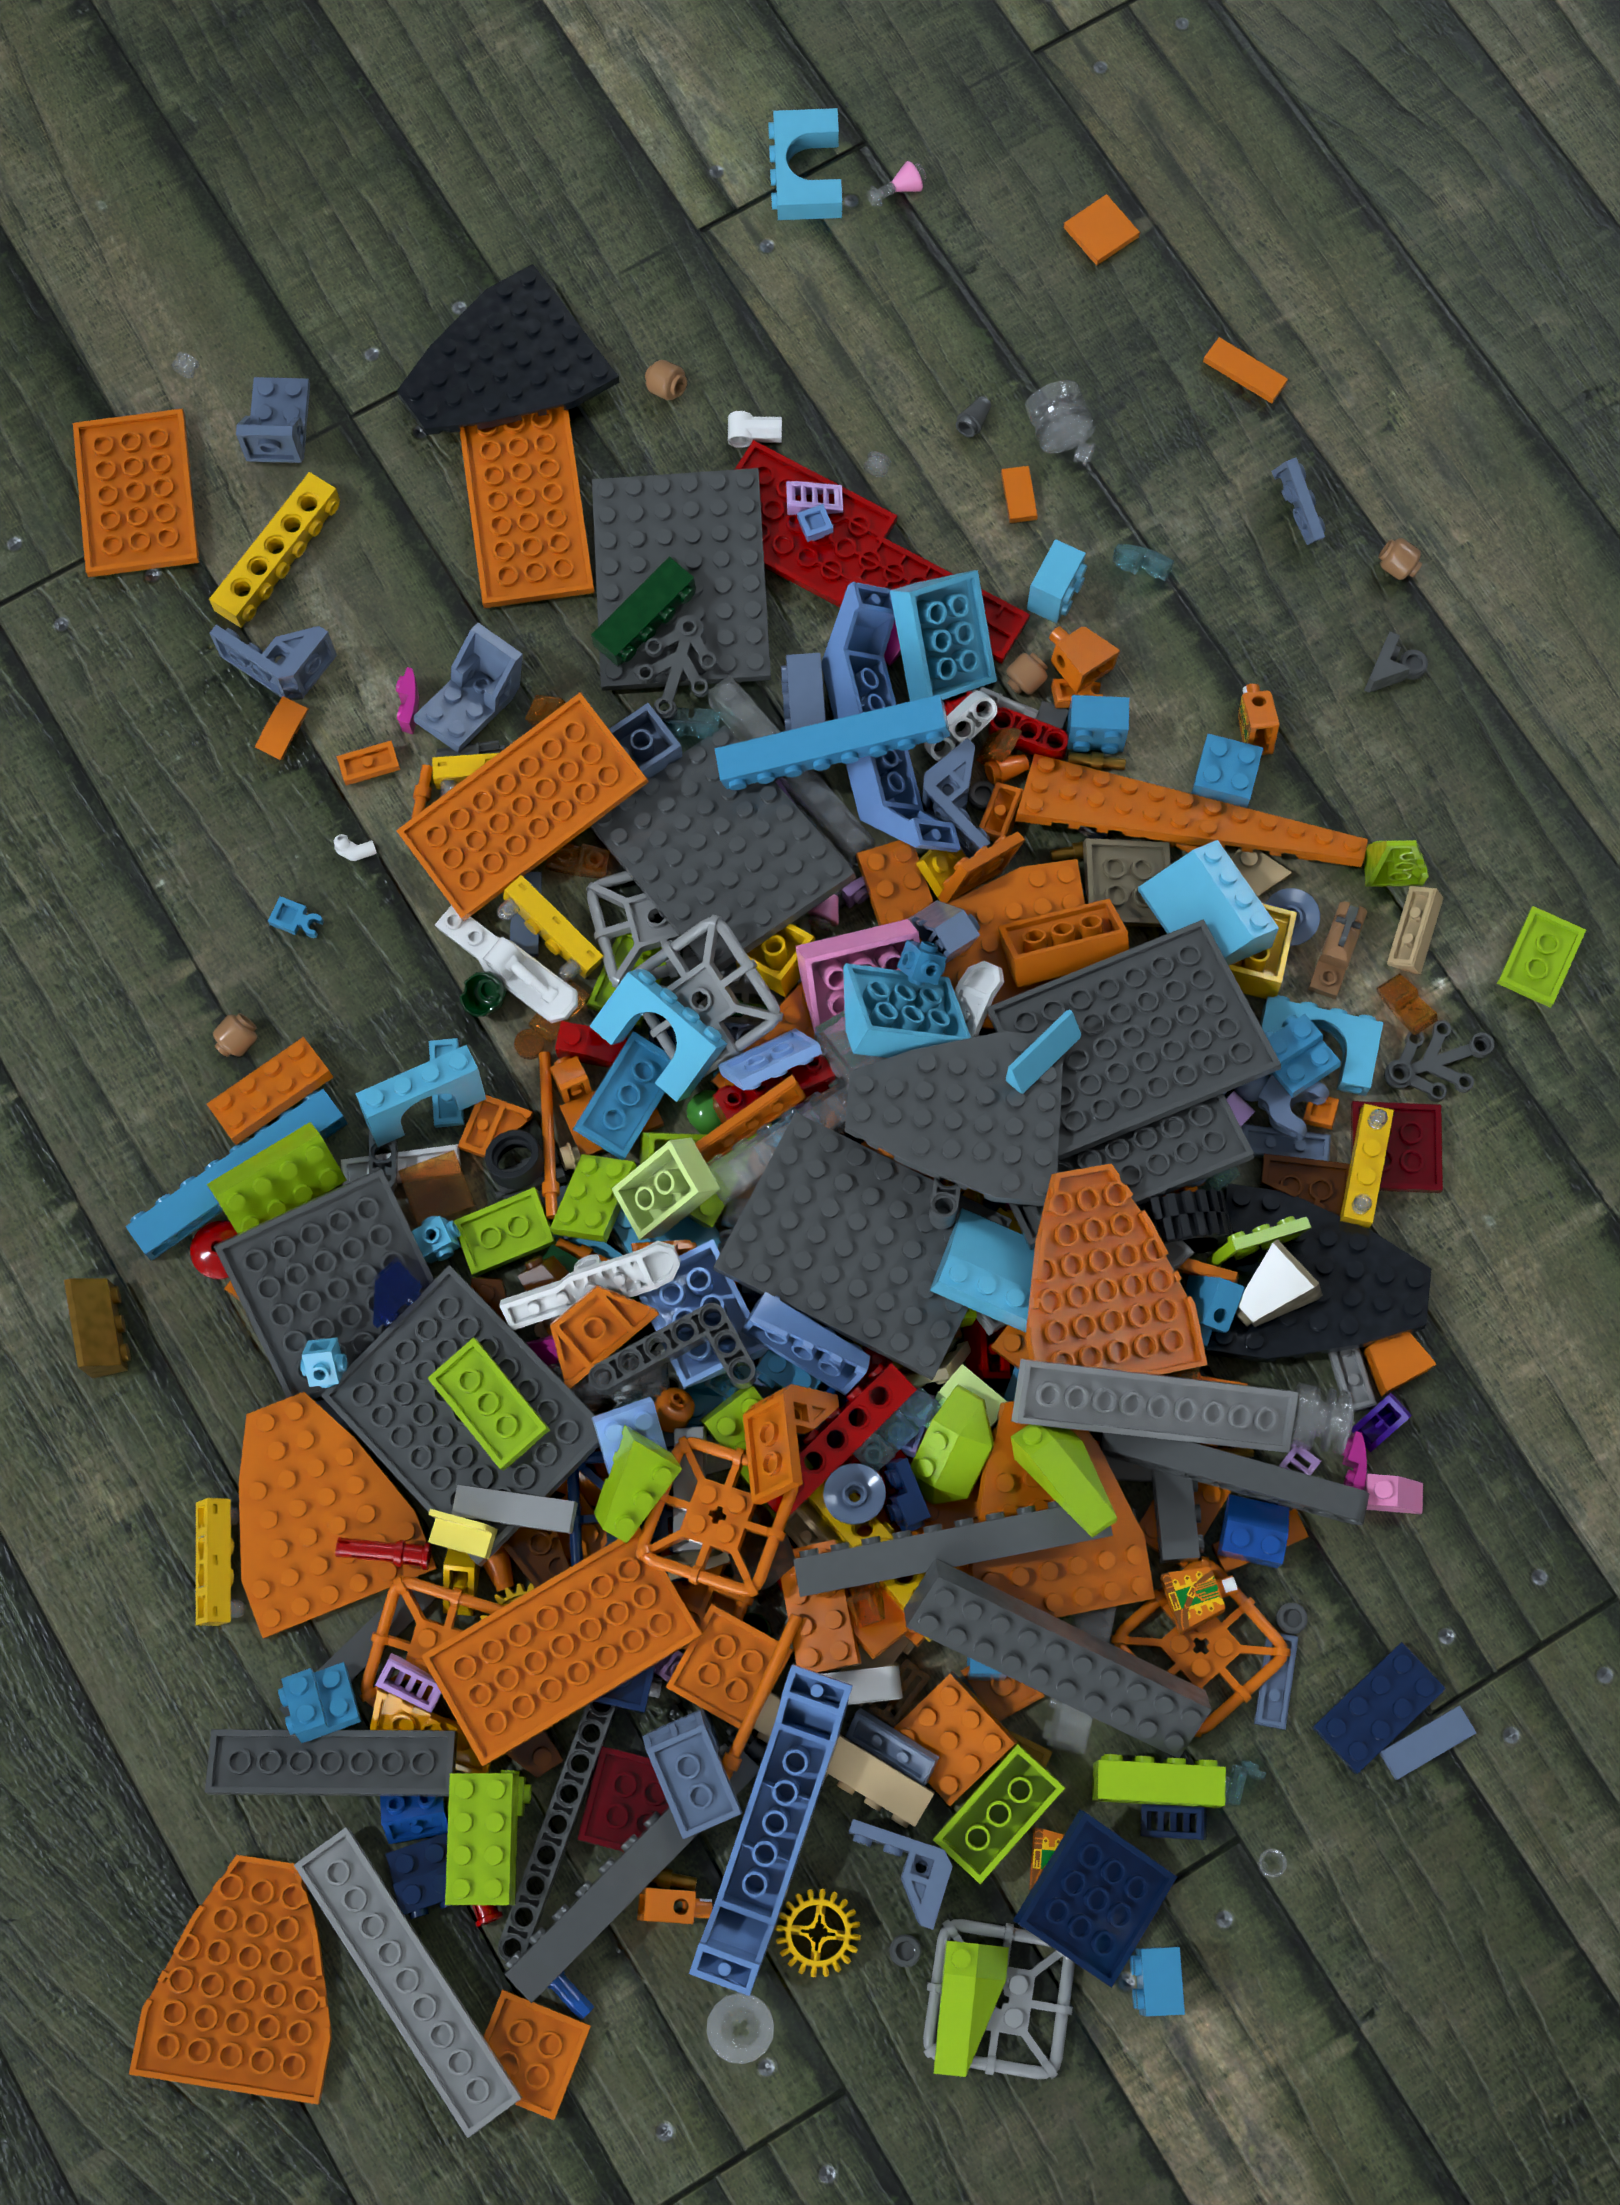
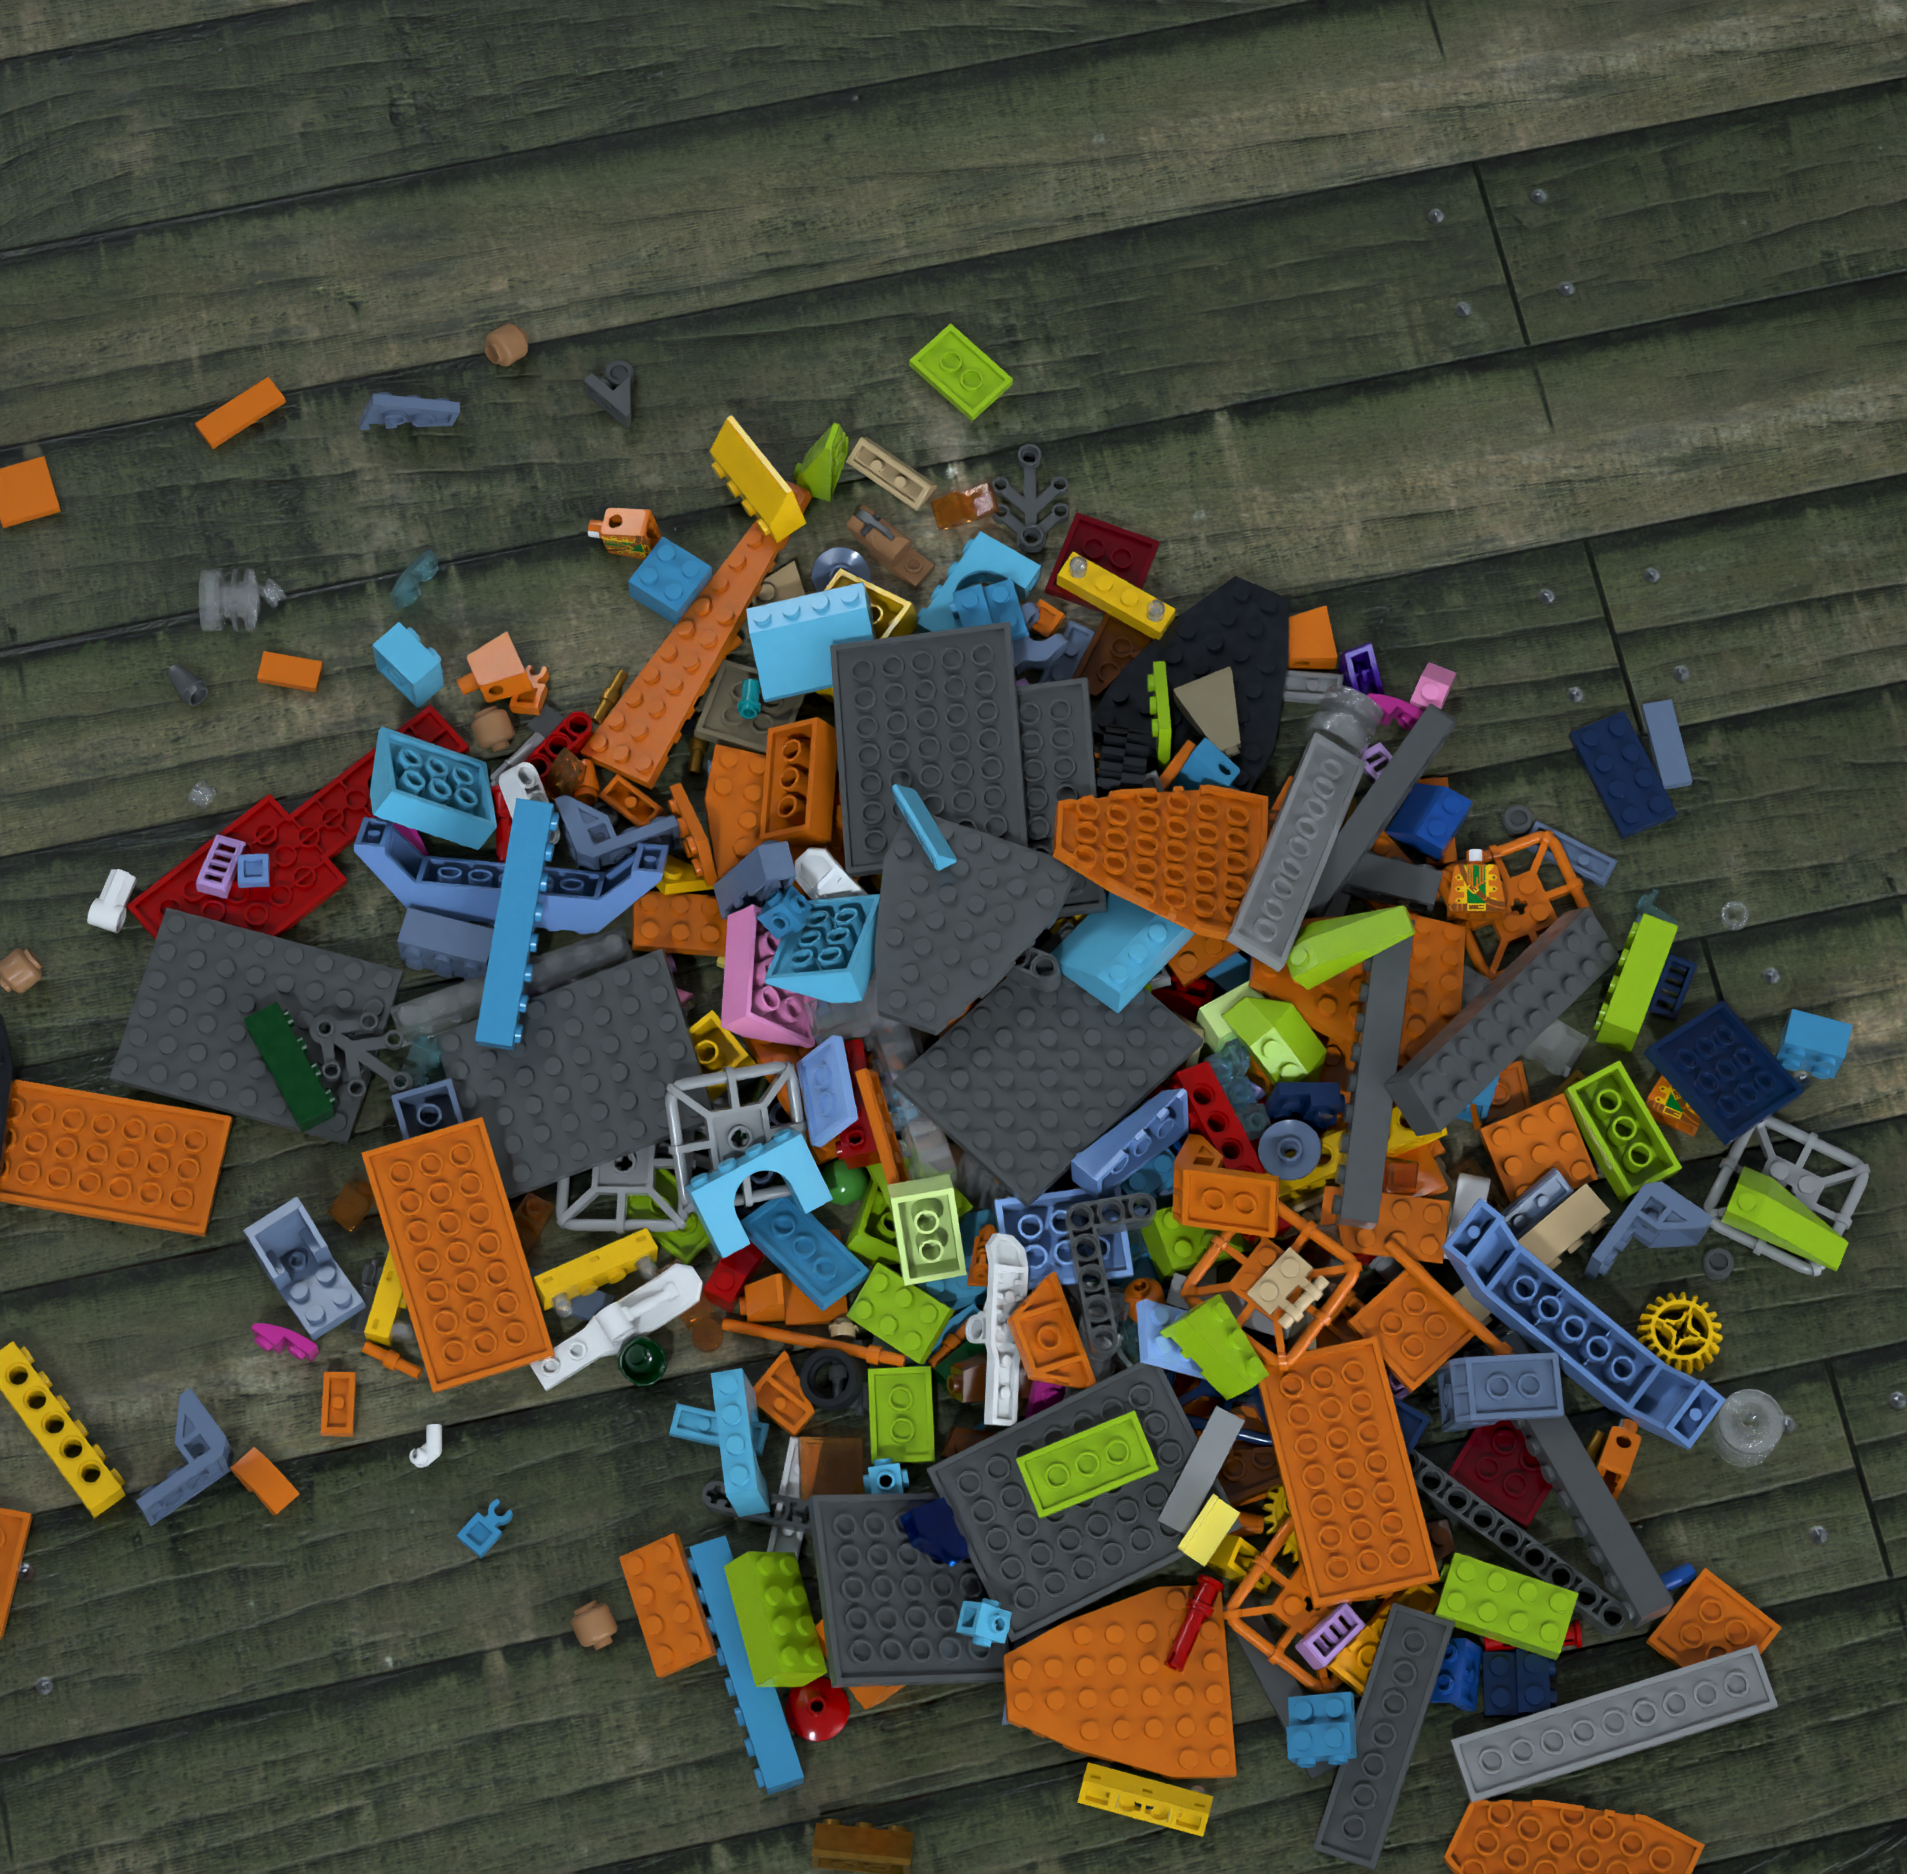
camera: 75 degrees left, 5 degrees down
(713, 1523) = (1281, 1281): none -> tan plate
(1097, 723) = (577, 677): dark azure brick -> none
(1134, 874) = (749, 704): none -> teal pin
(1348, 809) = (755, 481): none -> yellow slope

